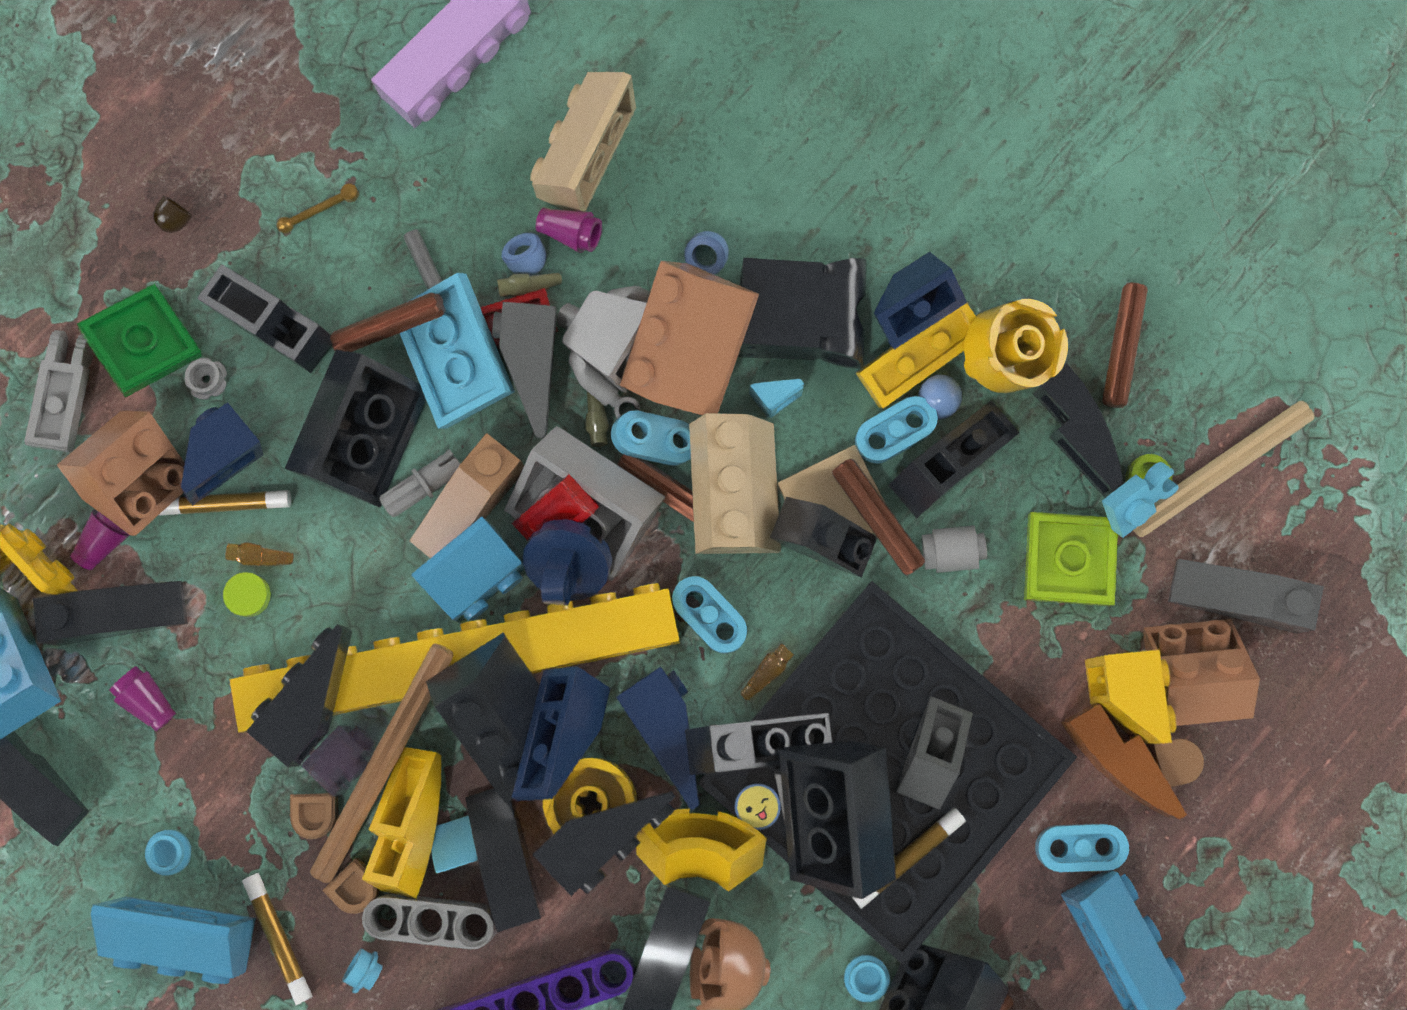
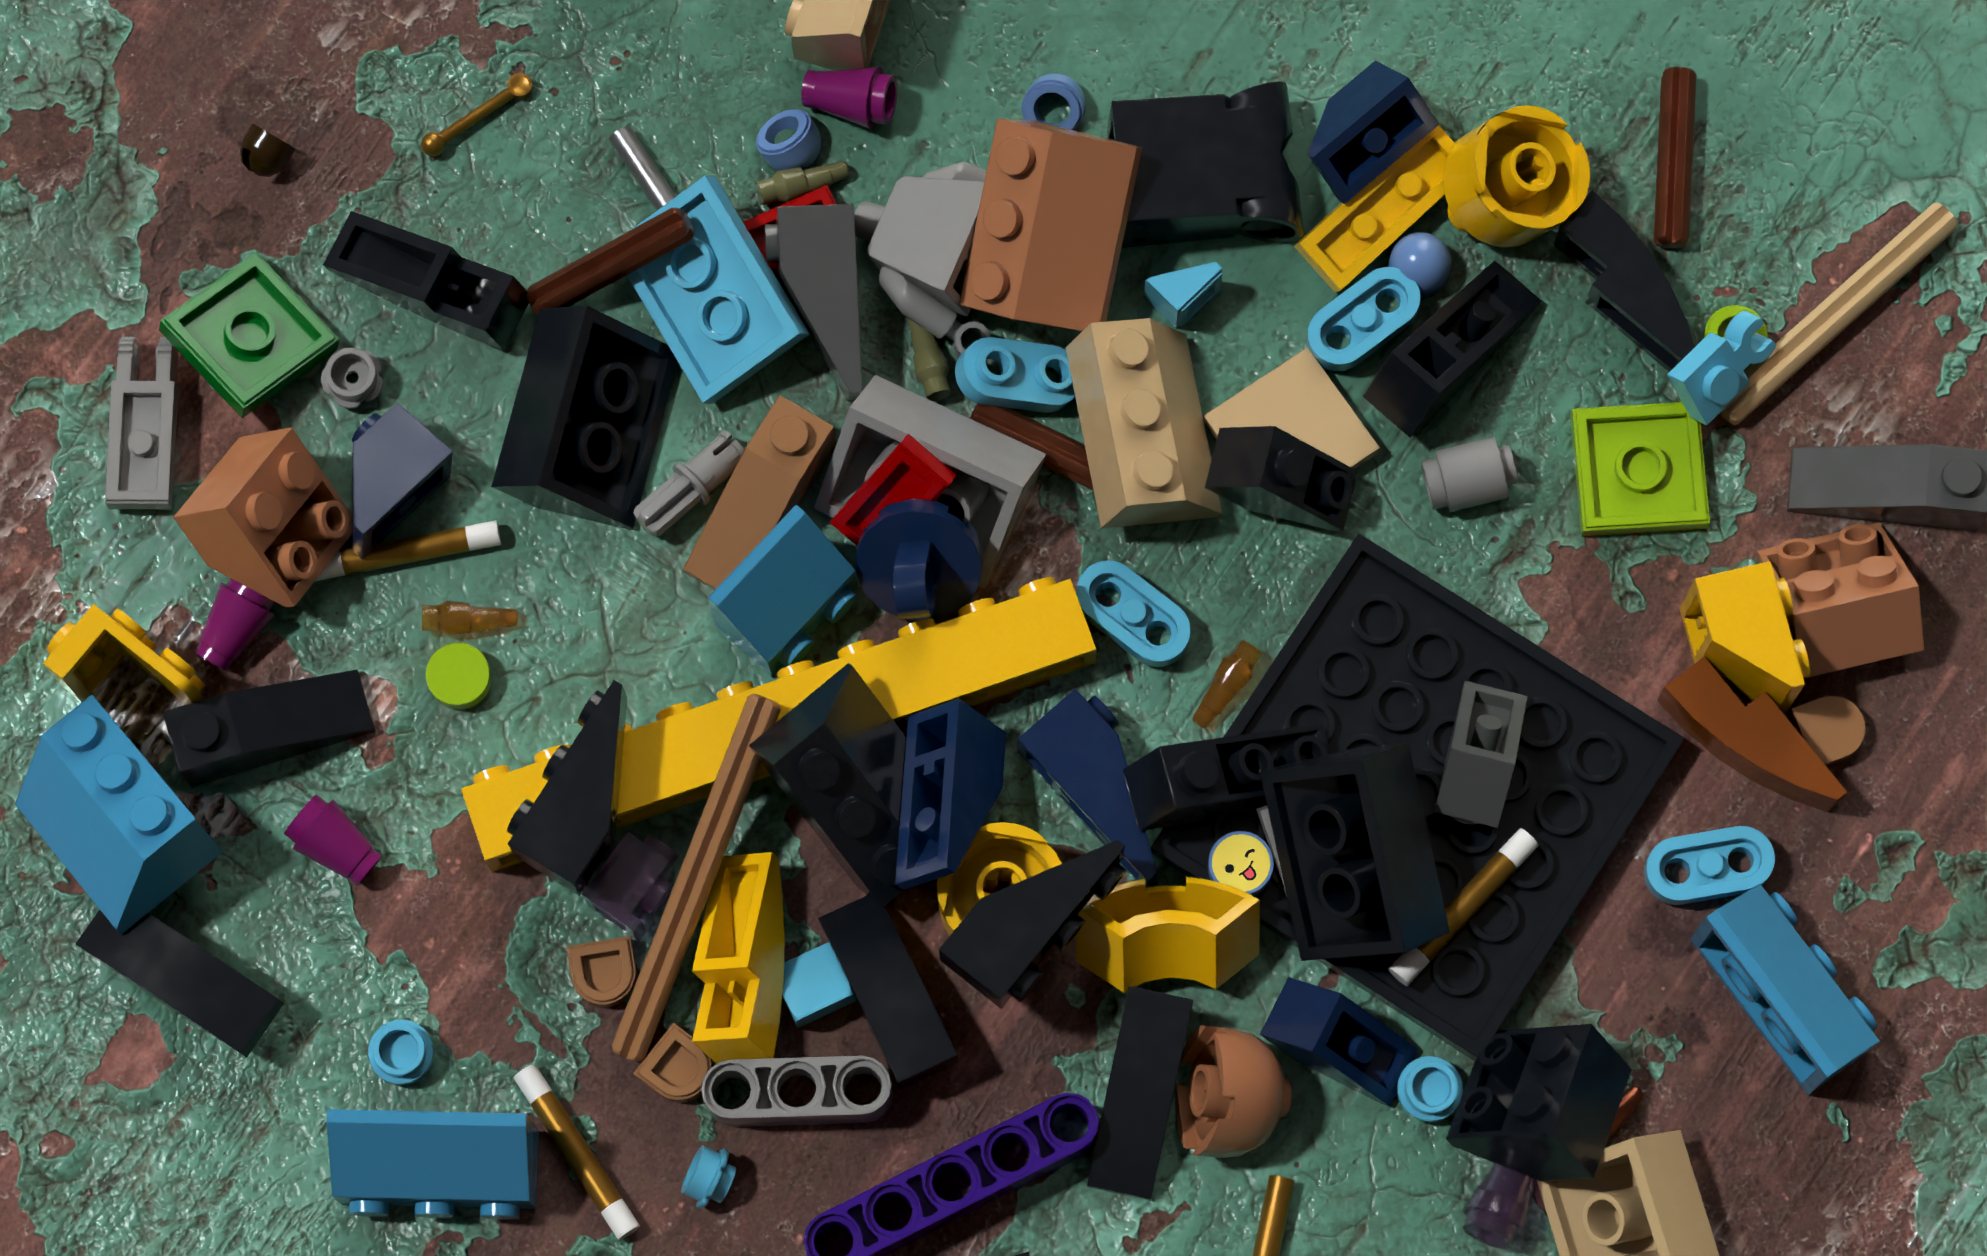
camera: 10 degrees left, 5 degrees down
(807, 937) = (1338, 1039): none -> dark blue slope
(878, 516) = (1355, 441): copper axle -> none

